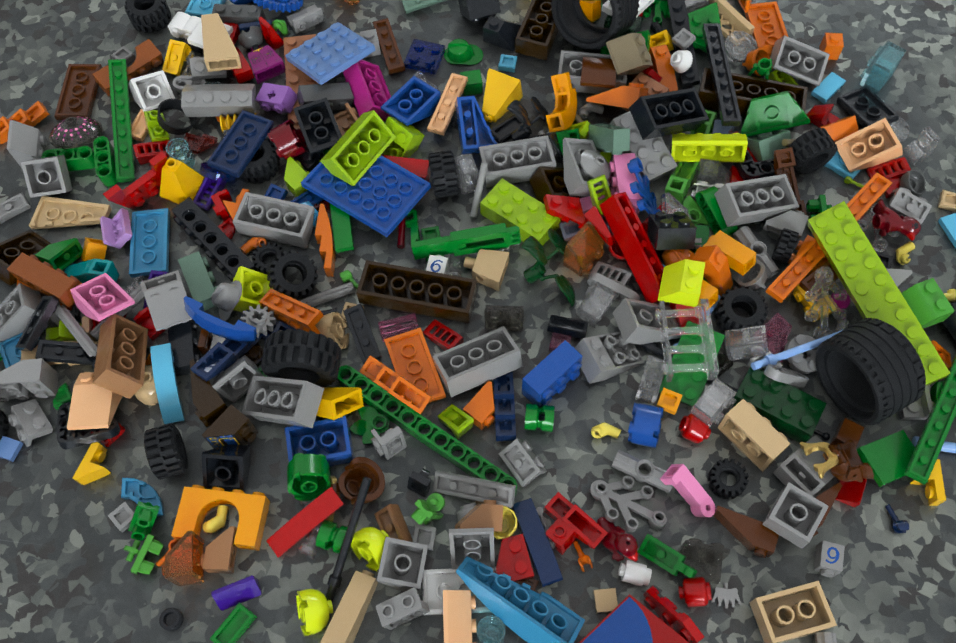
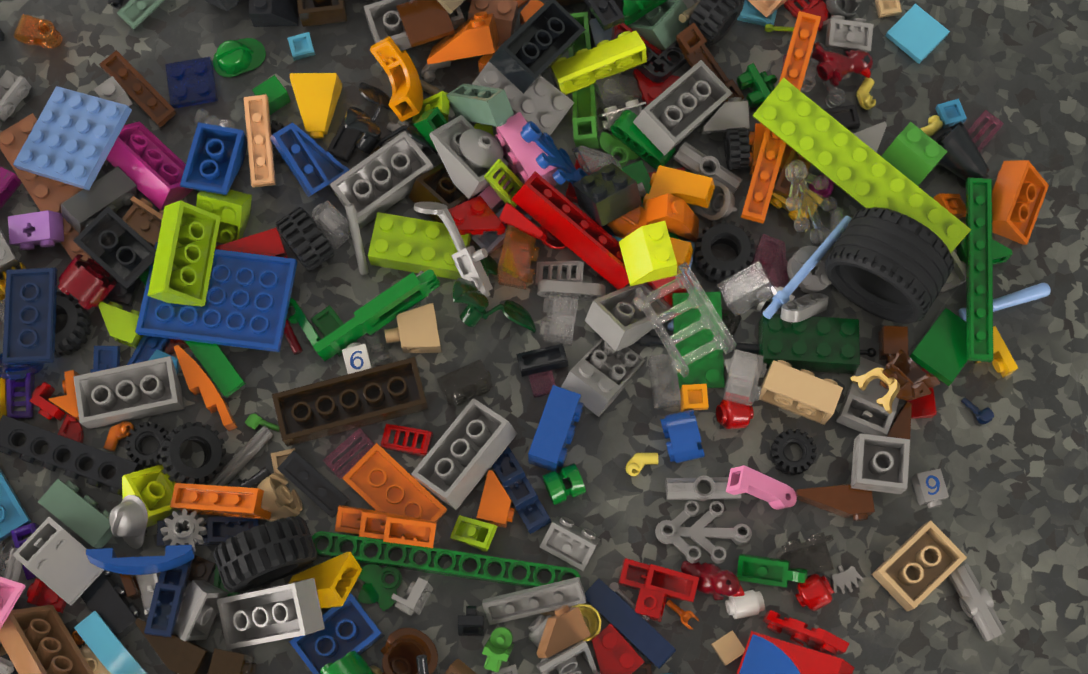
camera: 30 degrees left, 10 degrees up
(547, 230) = (466, 259): none -> light grey piece

